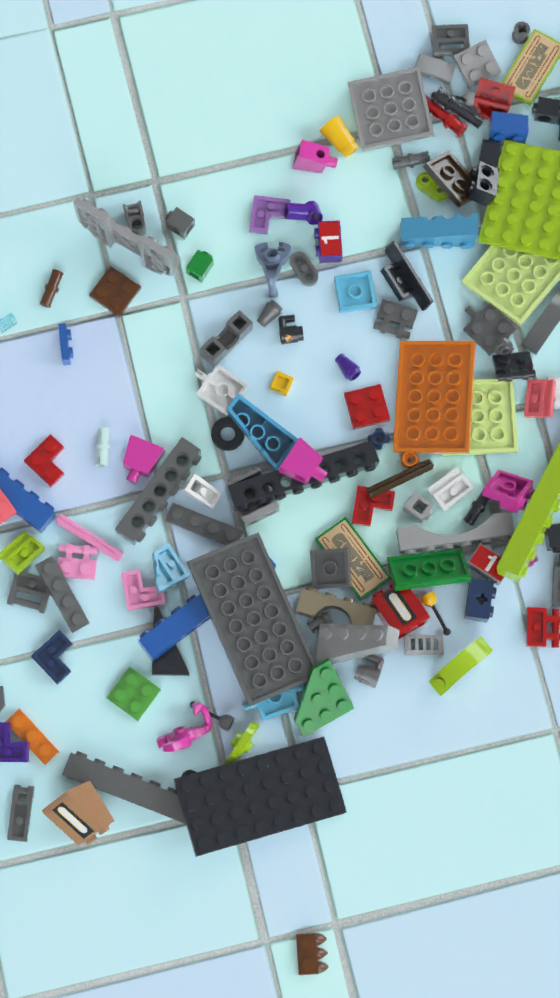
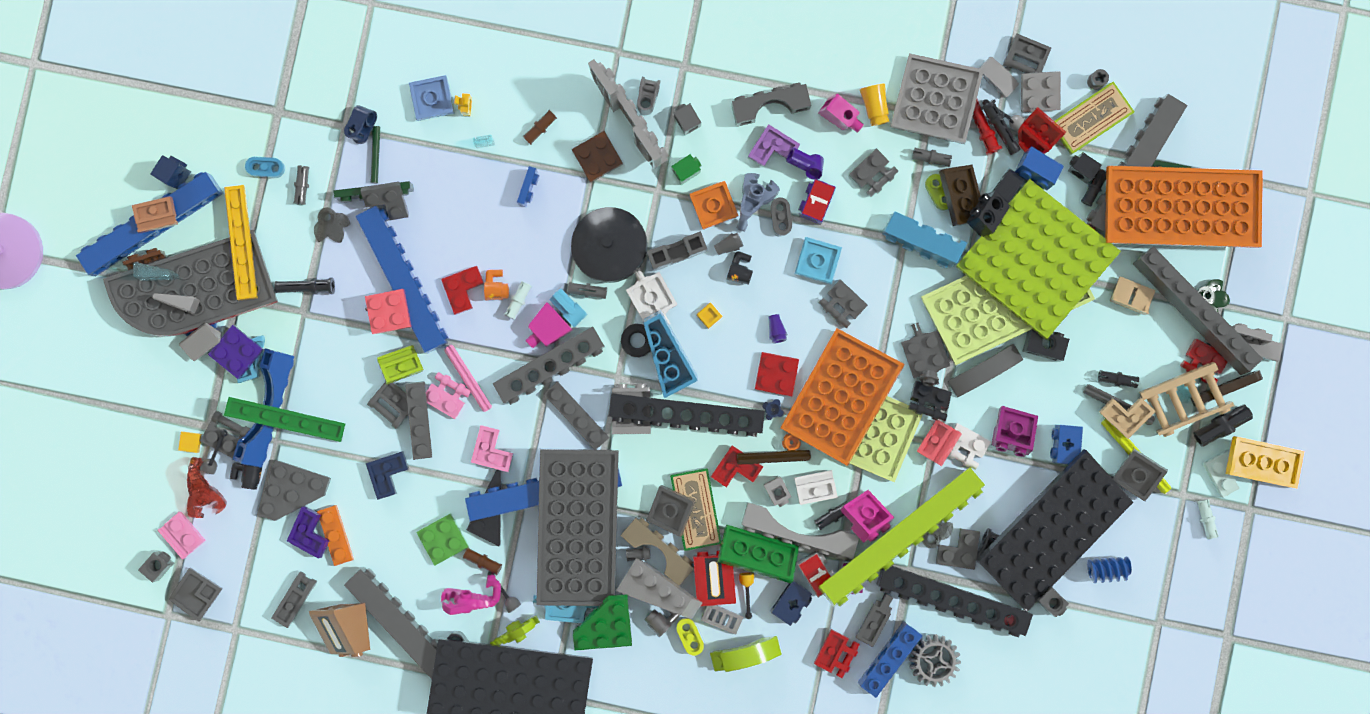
camera: 25 degrees right, 10 degrees up
(77, 447) = (495, 290): none -> orange piece
(155, 434) = (571, 311): none -> medium azure piece
(161, 410) = (601, 292): none -> dark grey pin
(162, 361) = (609, 244): none -> black dish
(167, 568) = (524, 441): medium azure wing -> none
(180, 695) = (482, 561): none -> reddish brown pin
(202, 491) = (588, 385): white slope -> none
(239, 286) = (713, 205): none -> orange plate
(265, 164) = (793, 98): none -> dark grey arch
(303, 463) = (690, 406): dark pink torso -> none
(361, 193) = (869, 168): none -> dark grey plate
(403, 674) = (690, 636): none -> neon yellow plate
(404, 279) = (869, 270): black bracket -> none

